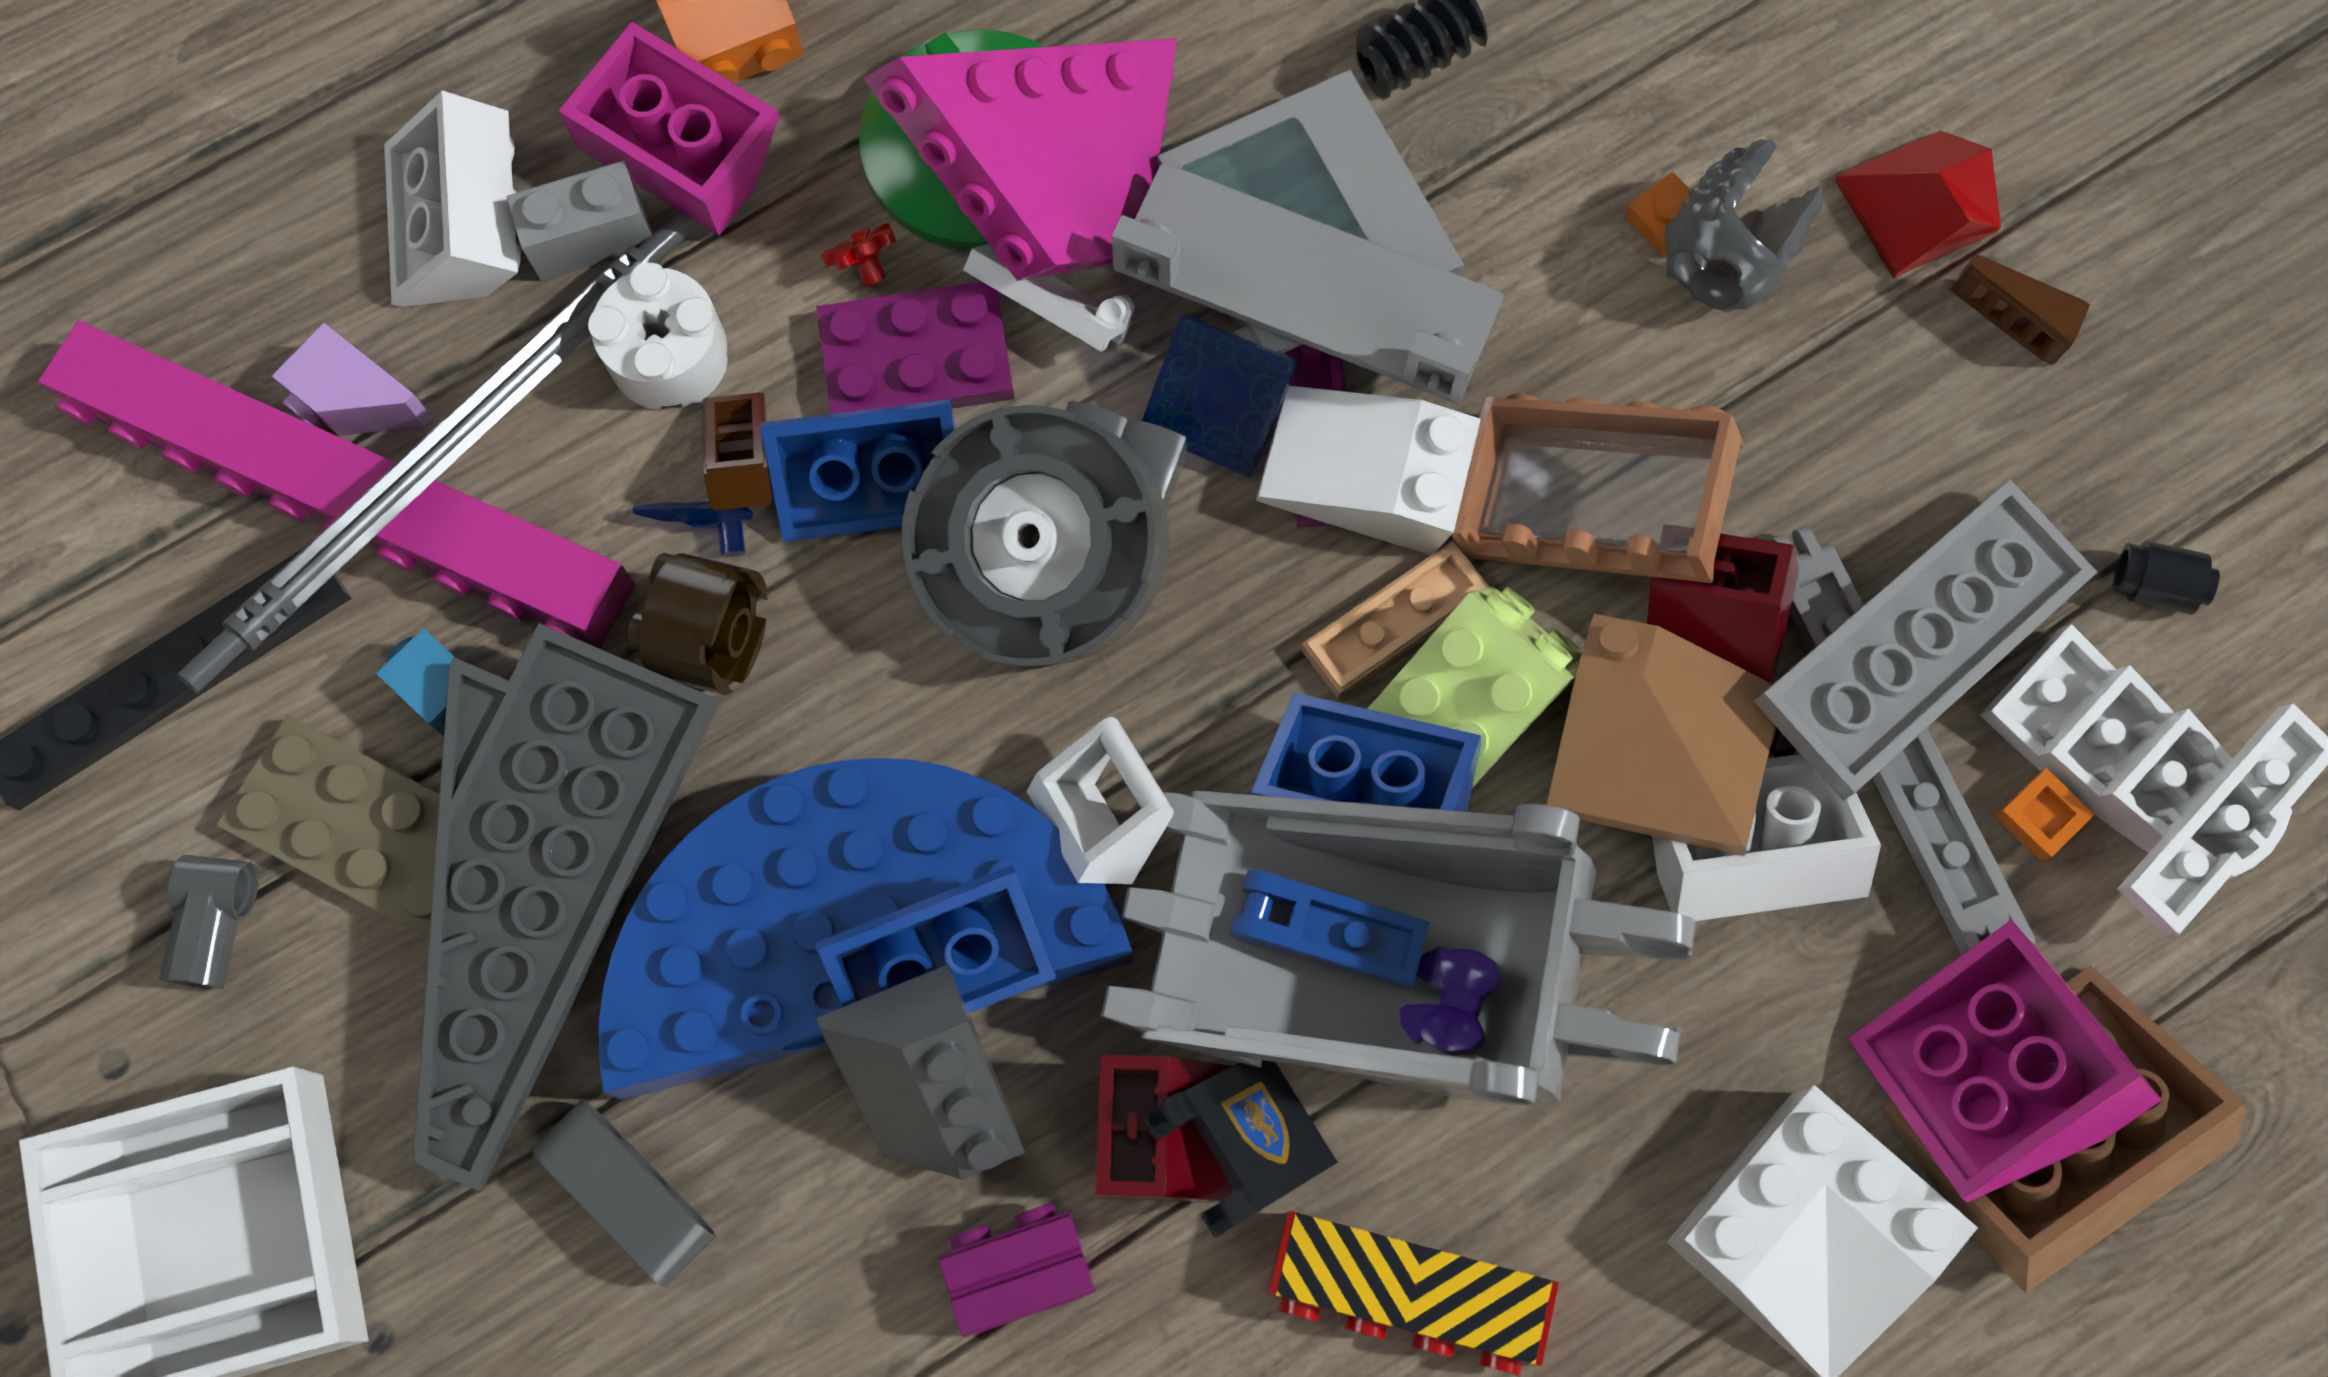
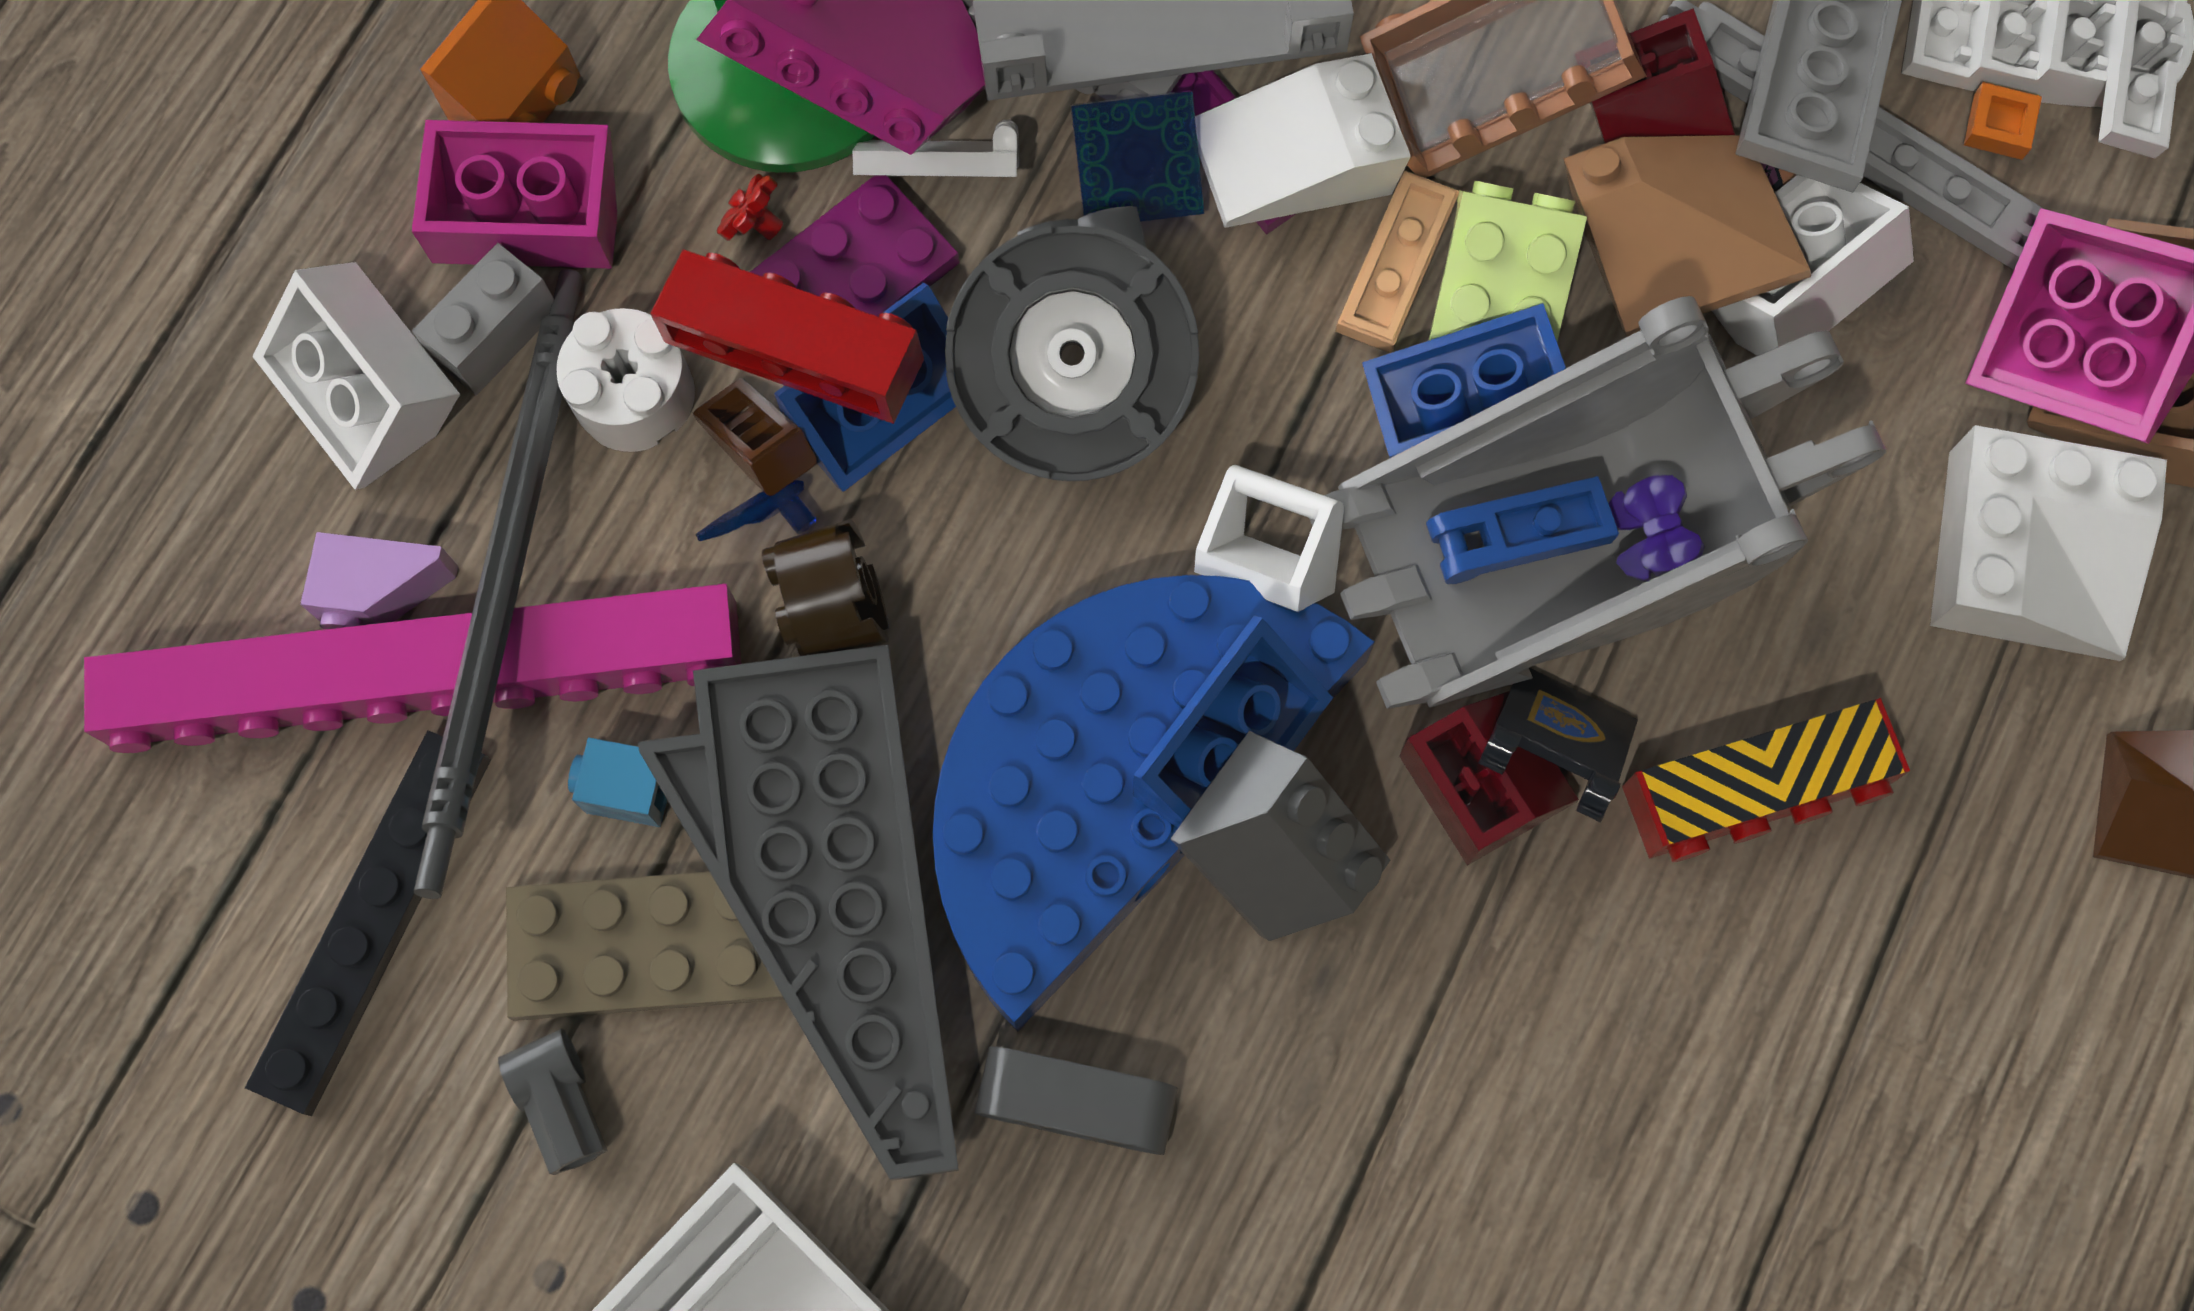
camera: 30 degrees left, 0 degrees up
(797, 380) = (789, 334): none -> red brick
(1015, 1271) = (1446, 960): magenta brick -> none

